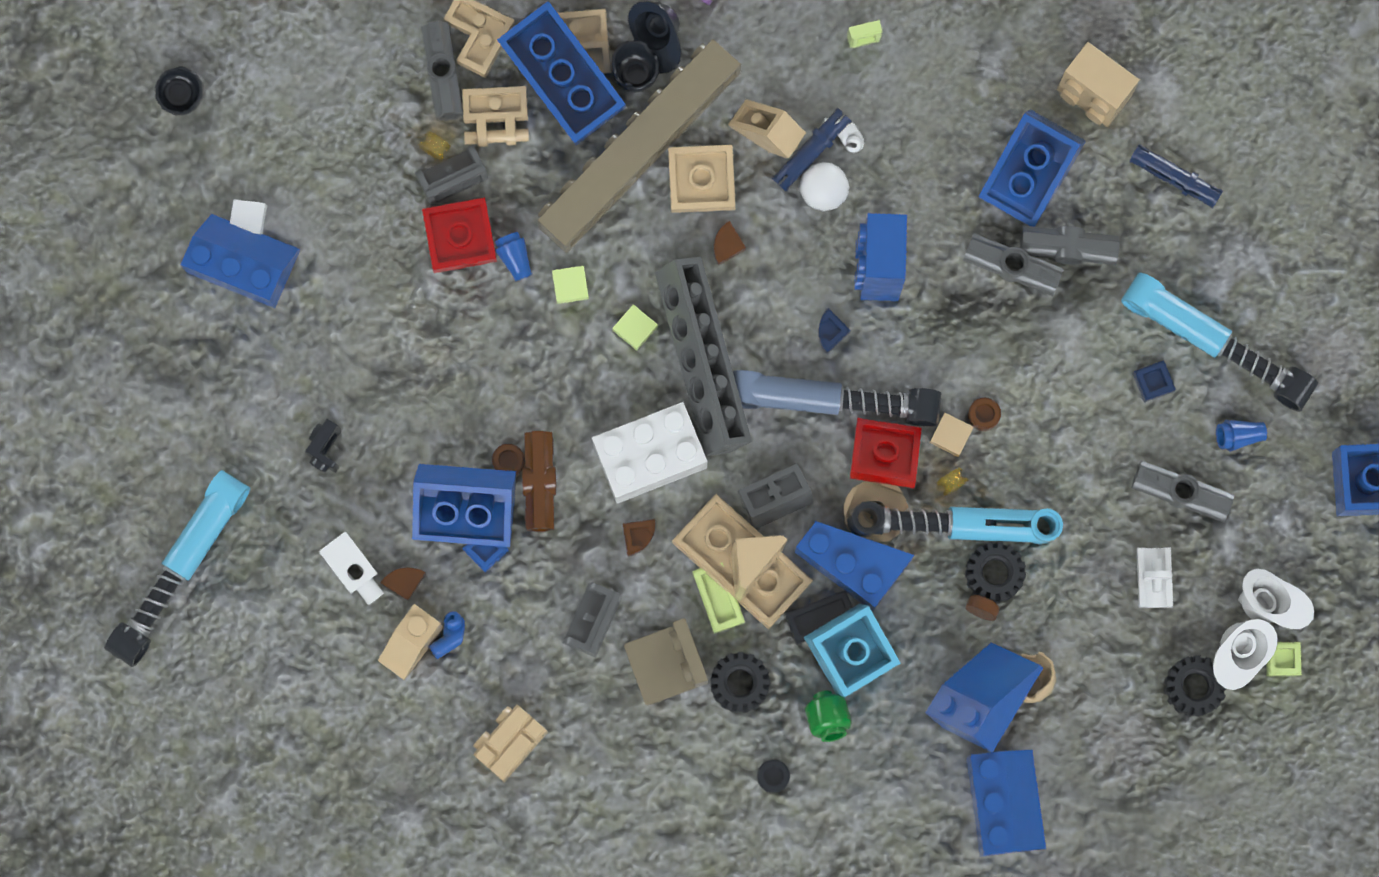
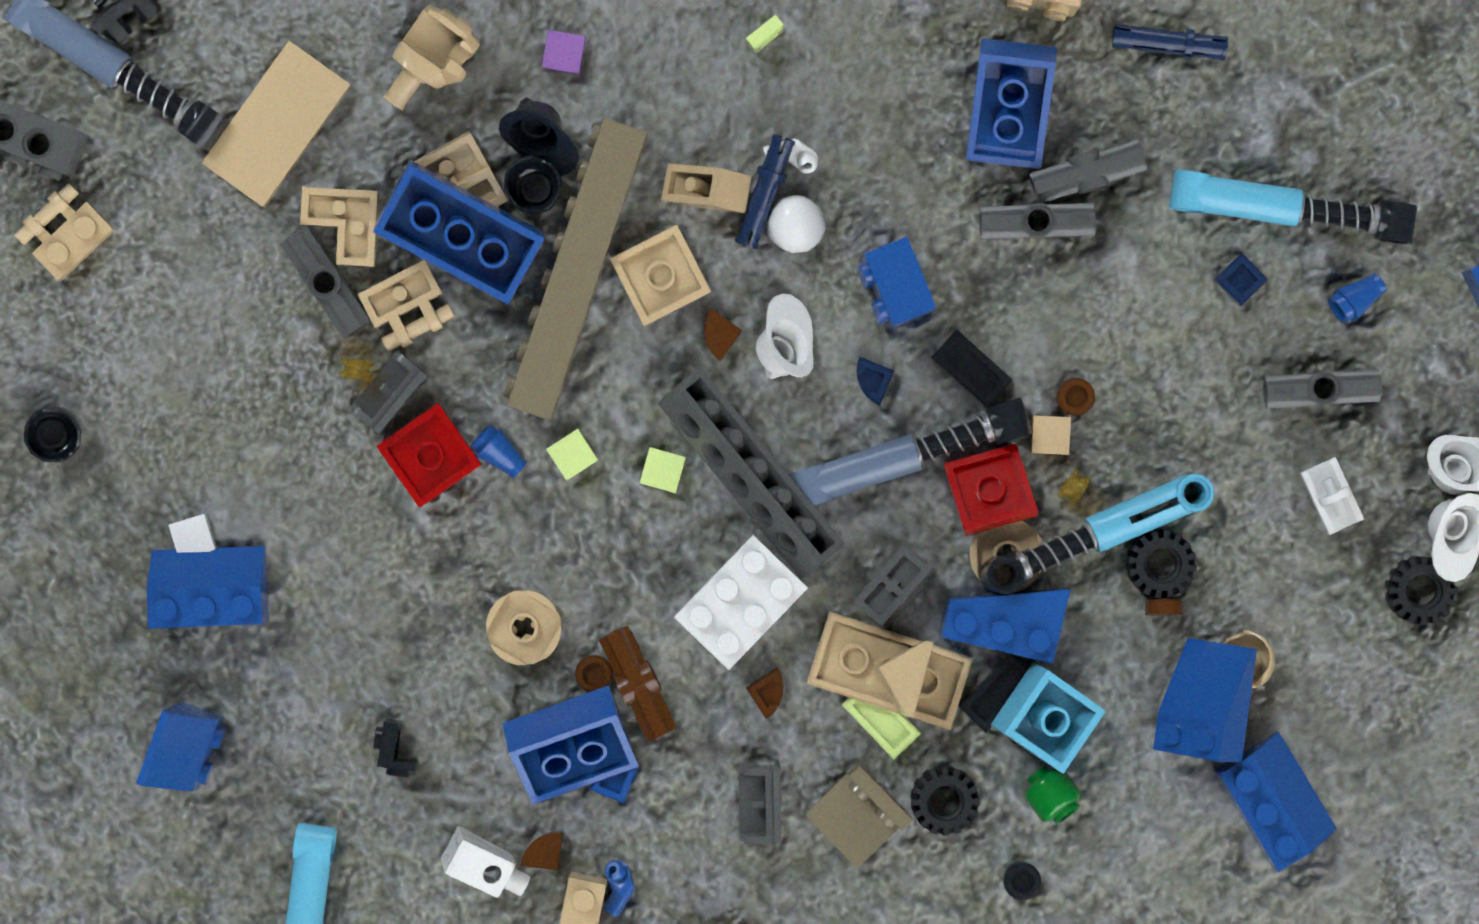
camera: 25 degrees left, 10 degrees up
(160, 366) = (182, 748): none -> blue slope
(468, 417) = (502, 632): none -> tan plate
(777, 267) = (787, 340): none -> white piece
(912, 356) = (971, 368): none -> black tile

